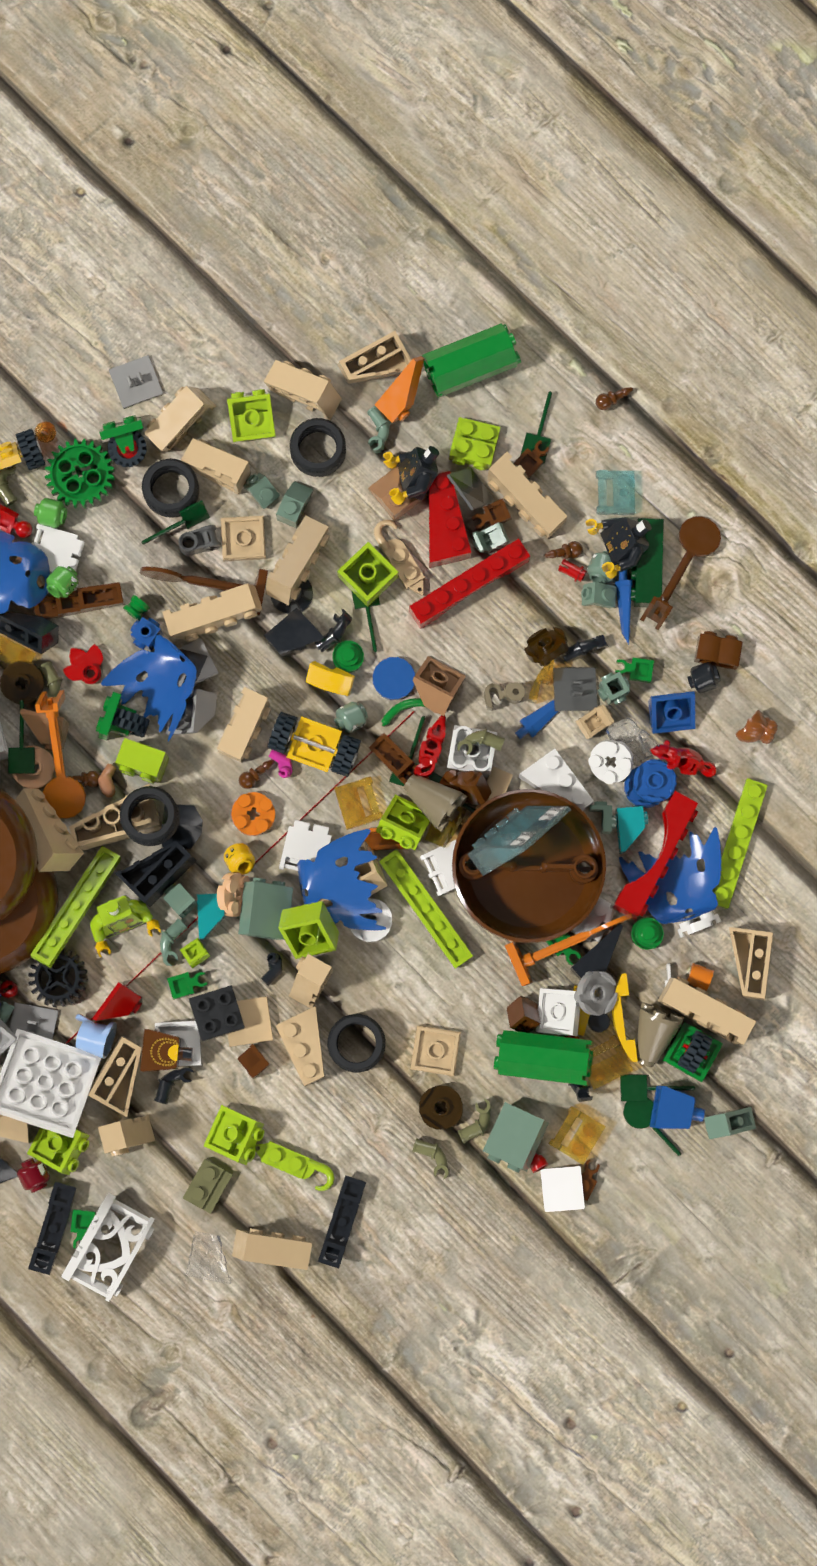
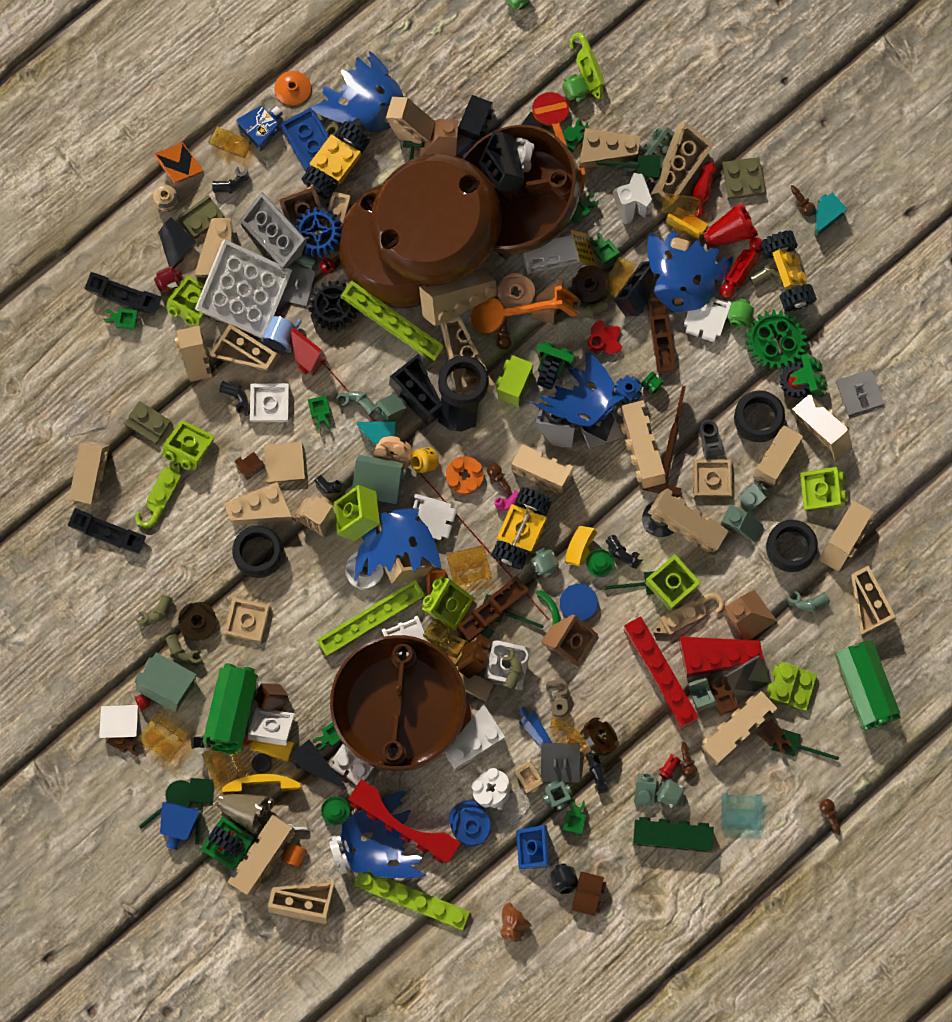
camera: 100 degrees right, 5 degrees down
(21, 759) = (524, 281): dark green piece -> none
(47, 427) = (820, 312): clear orange plate -> none
(62, 581) = (676, 319): bright green head -> none
(105, 781) = (499, 351): nougat arm -> none
(107, 1217) = (89, 313): white fence -> none
(120, 916) = (381, 358): lime torso -> none
(162, 1051) = (262, 387): reddish brown torso -> none
(191, 516) = (733, 431): dark green piece -> none
(195, 953) = (346, 420): lime tile -> none
(216, 1013) = (291, 434): black brick -> none
(293, 633) = (622, 515): black slope -> none
(401, 394) = (838, 621): orange slope -> none
(416, 472) = (762, 629): black torso -> none
(431, 748) = (511, 629): red animal -> none
(435, 800) = (463, 627): dark tan cone -> none
(514, 835) = (423, 687): clear light blue slope -> none
(521, 962) = (317, 697): orange piece -> none
(585, 993) = (283, 747): light grey plate -> none
(608, 820) = (439, 782): sand green bracket -> none
(623, 540) = (692, 811): black torso -> none
(624, 602) = (650, 812): blue bar -> none
(629, 824) = (433, 802): teal slope -> none
(685, 759) = (490, 855): red animal -> none
(699, 538) = (694, 884): reddish brown piece -> none
(730, 1123) = (162, 872): sand green slope -> none

